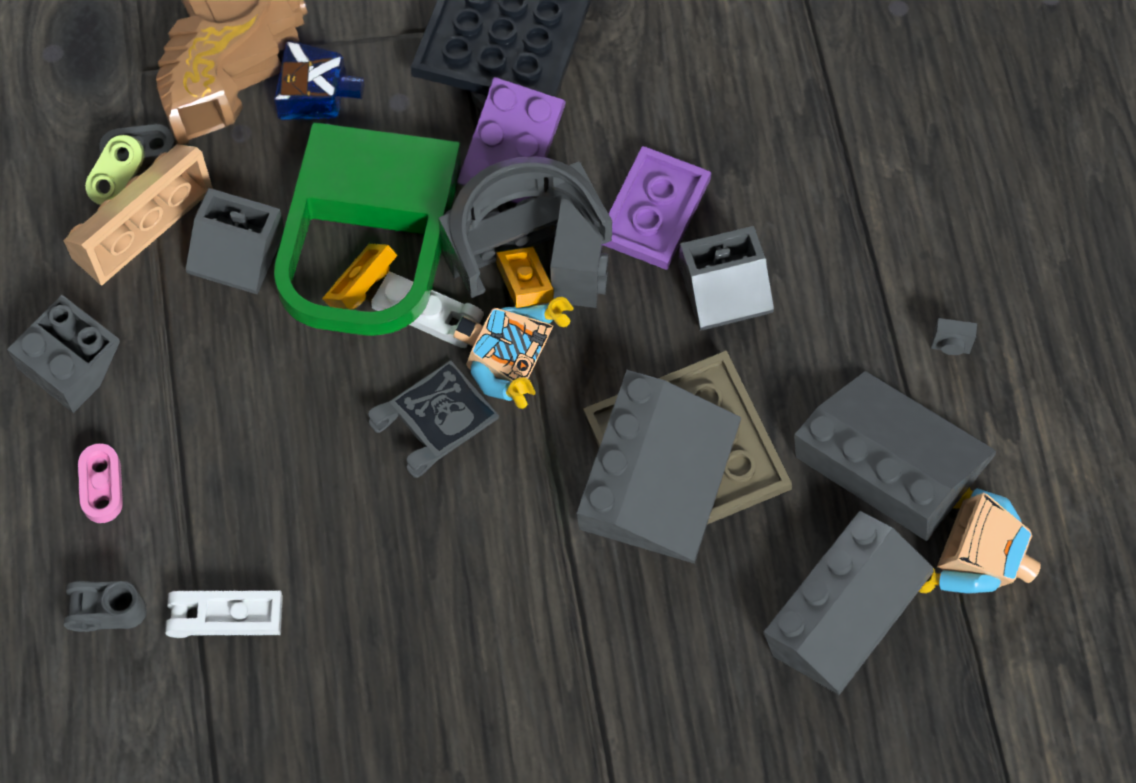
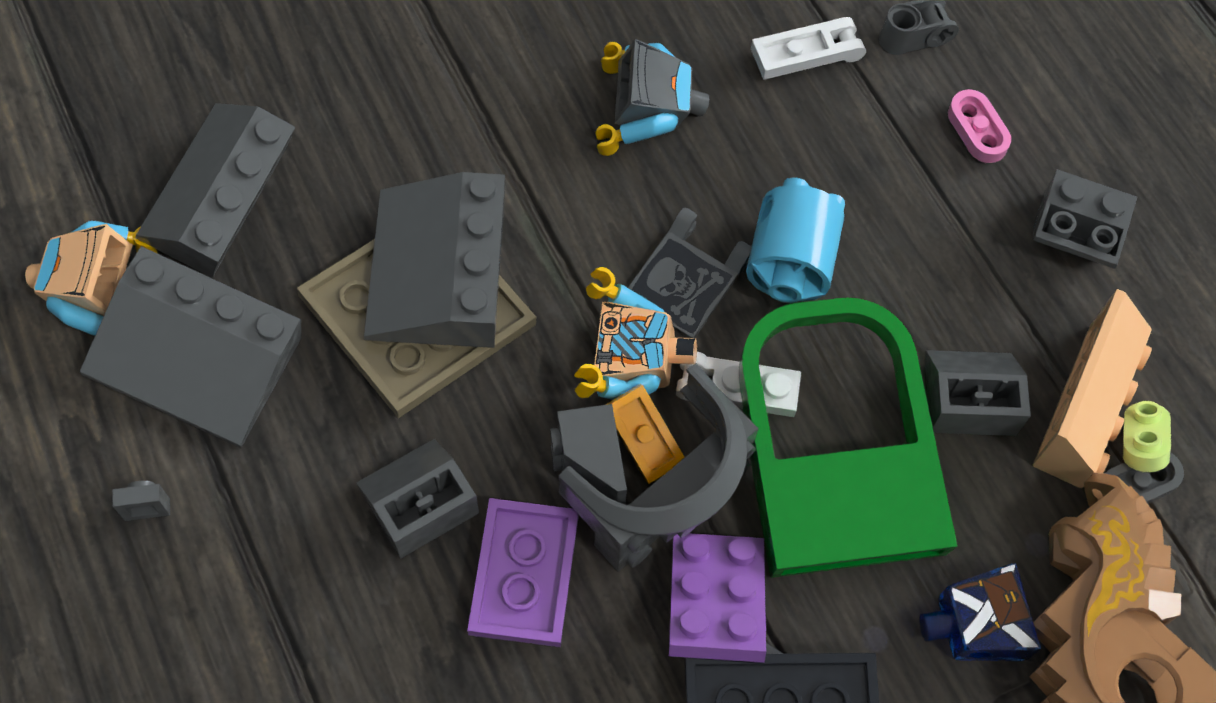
camera: 160 degrees right, 0 degrees up
(331, 395) = (796, 242): none -> medium azure cylinder
(354, 283) = (824, 392): light orange plate -> none
(403, 593) = (650, 95): none -> torso

